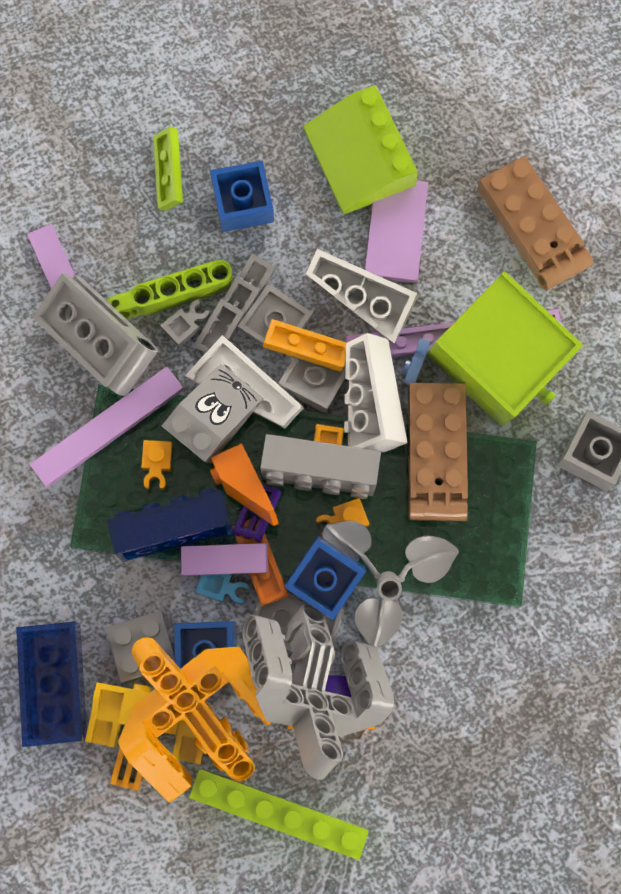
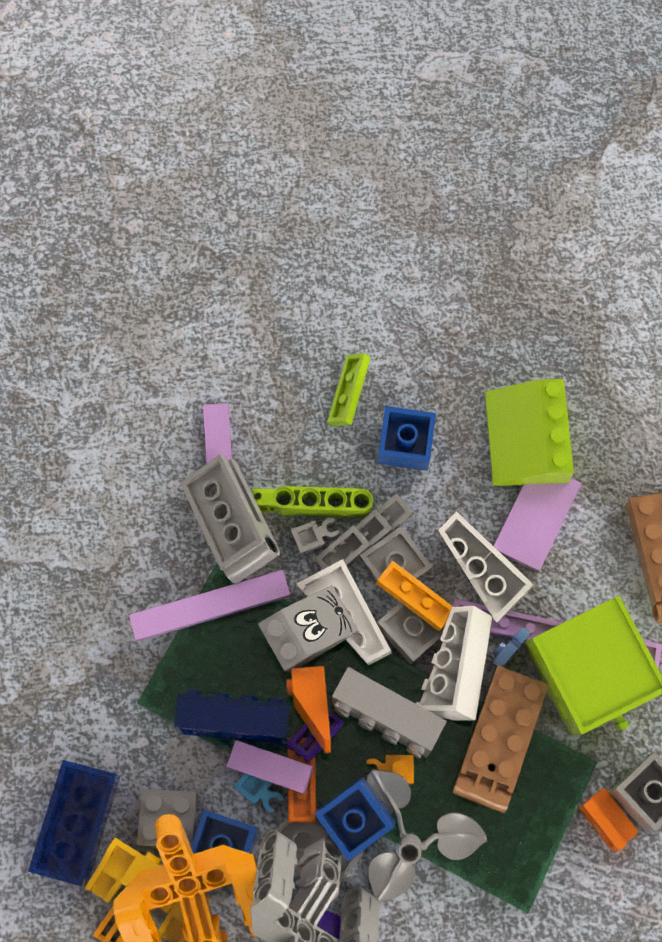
camera: 20 degrees right, 5 degrees down
(156, 458) = (242, 651): light orange plate -> none
(328, 434) = (405, 687): light orange tile -> none
(565, 492) = (608, 820): none -> orange panel

